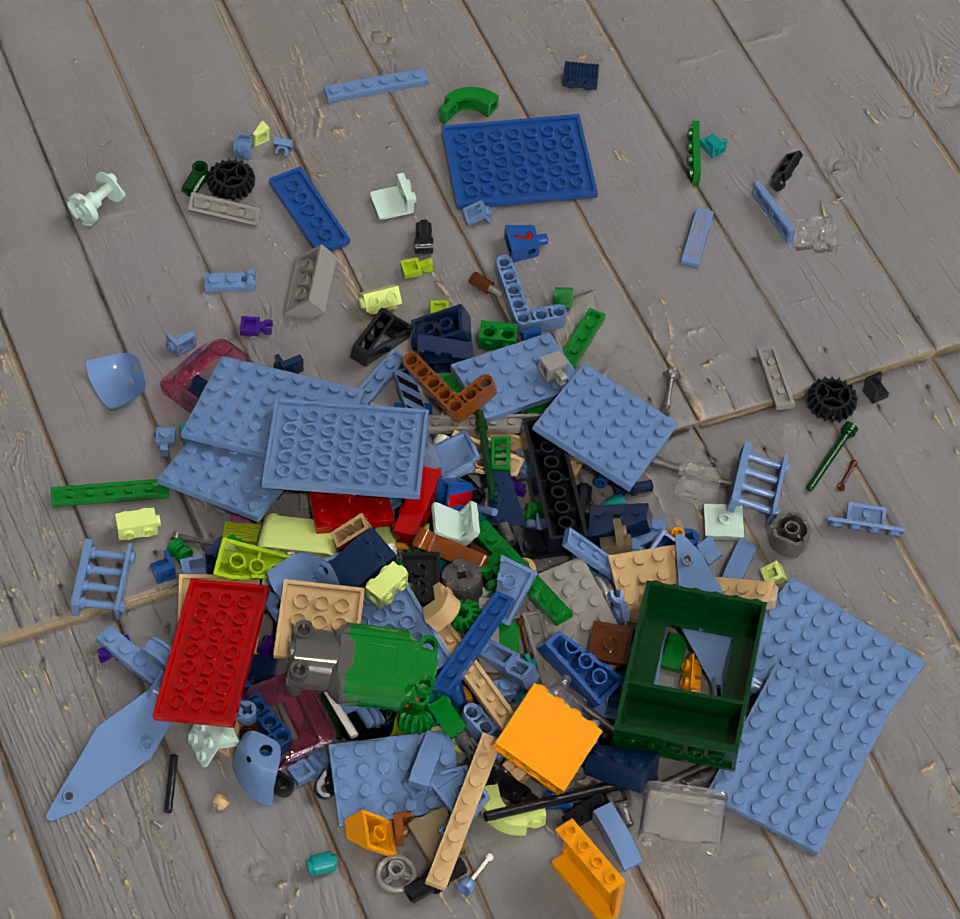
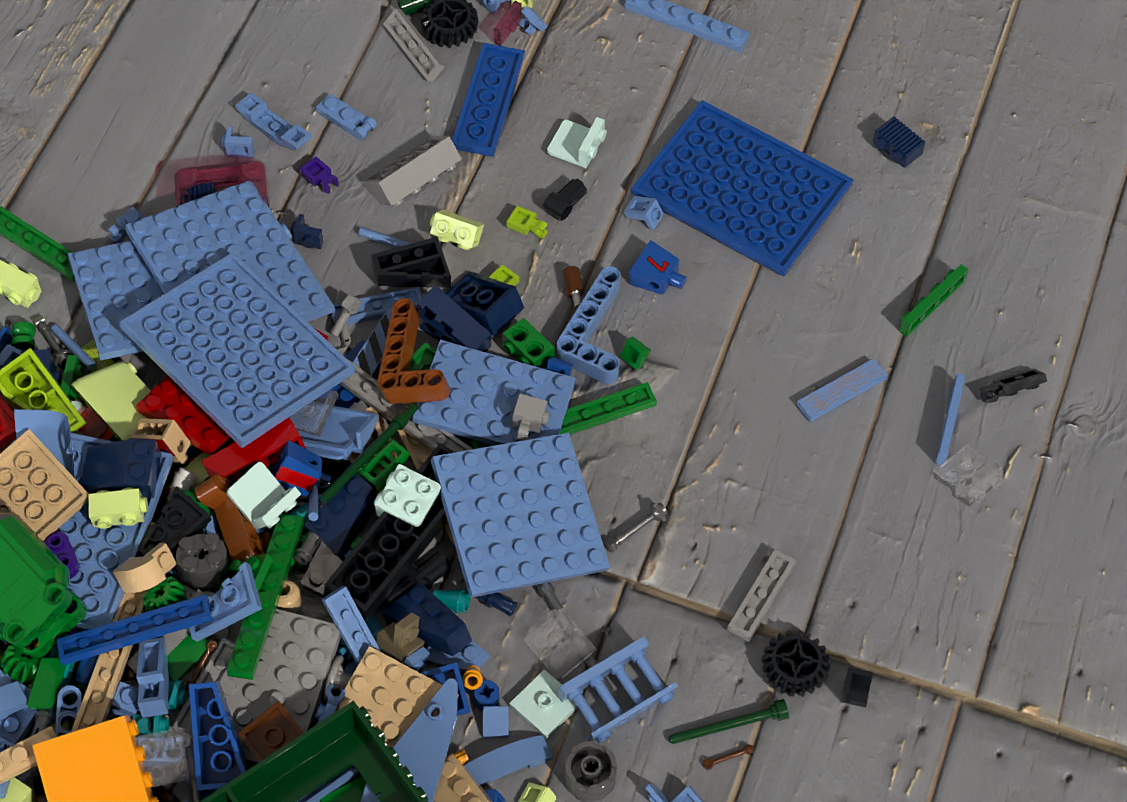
camera: 45 degrees right, 5 degrees up
(112, 377) = (145, 137): medium blue piece -> none
(190, 317) = (270, 124): none -> medium blue slope
(216, 533) = (73, 347): none -> medium blue bar
(270, 157) = (508, 23): none -> clear pink plate
(340, 336) = (382, 238): none -> medium blue bar
(369, 388) = (350, 306): none -> light grey bar
(468, 98) = (754, 89): green arch -> none
(538, 459) = (407, 496): none -> light aqua bracket
(713, 145) = (964, 306): teal bracket -> none

